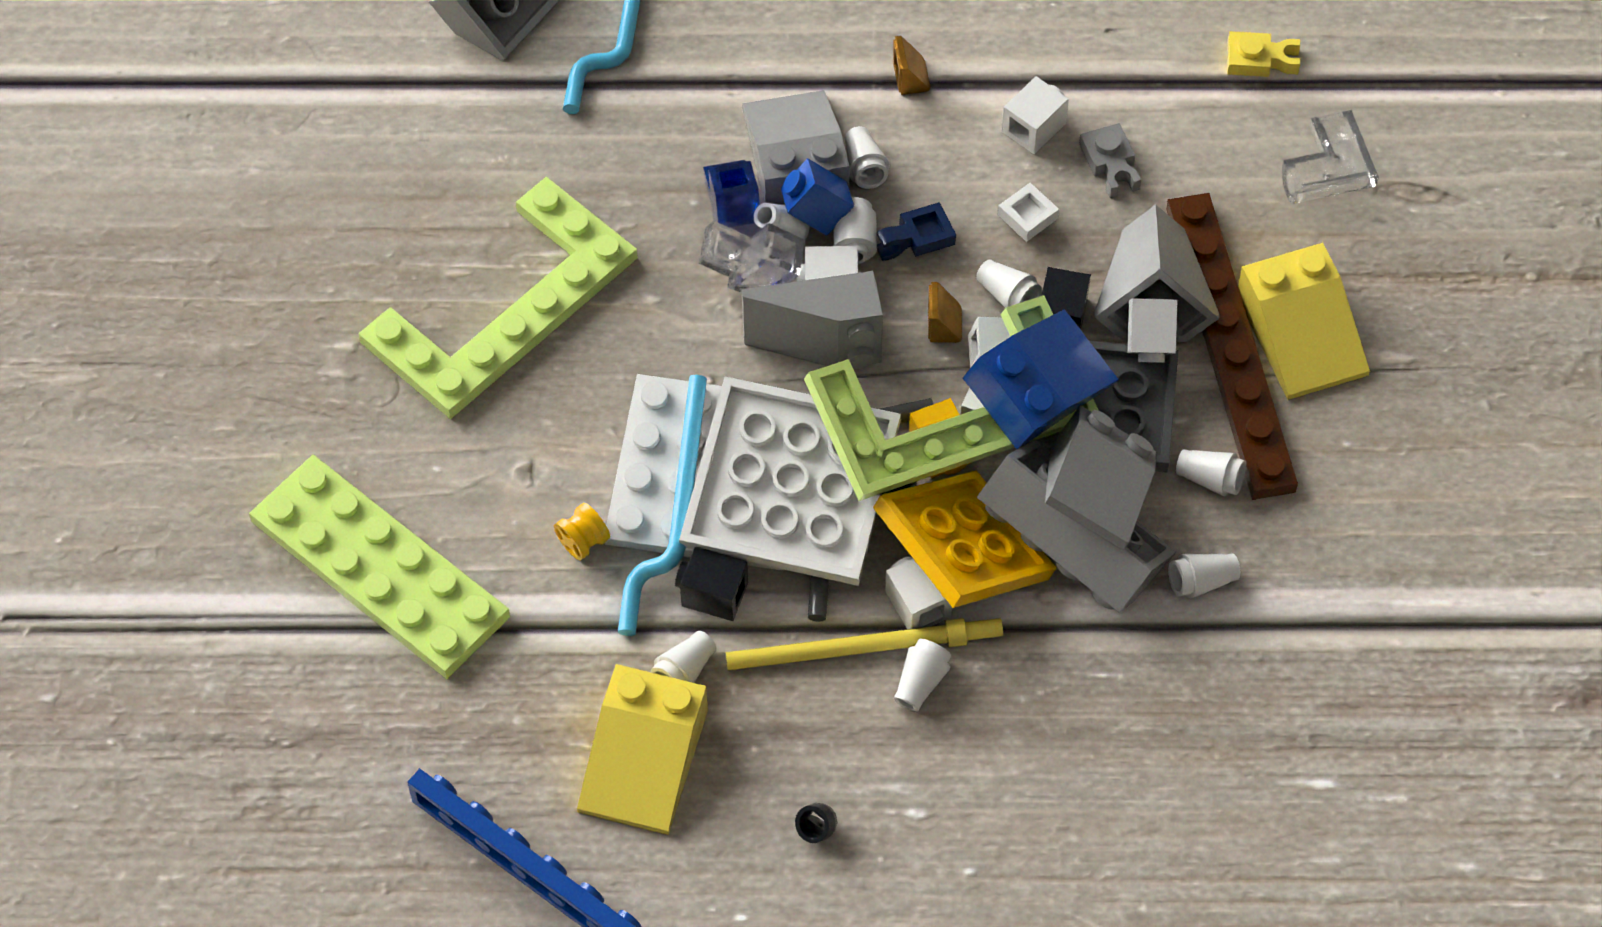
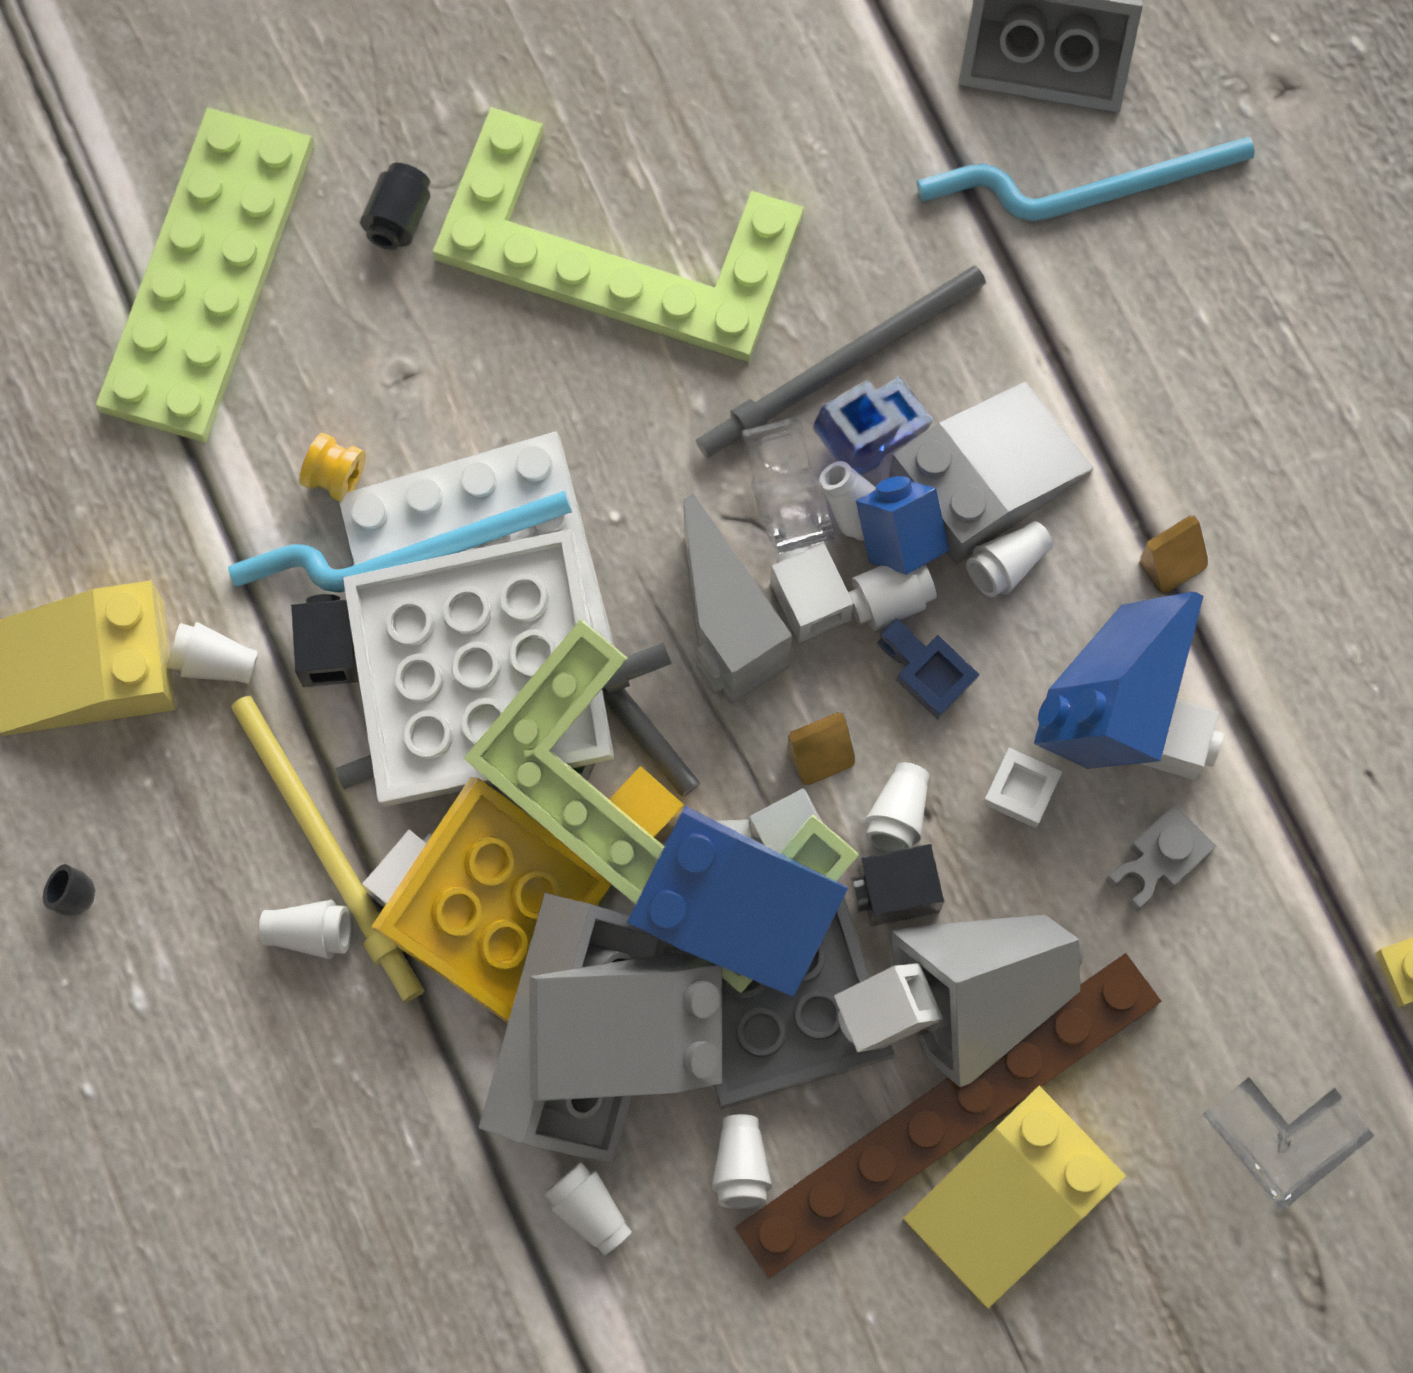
camera: 65 degrees right, 15 degrees up
(401, 419) = (396, 206): none -> black brick
(682, 264) = (755, 414): none -> dark grey bar
(991, 118) = (1122, 686): none -> blue slope

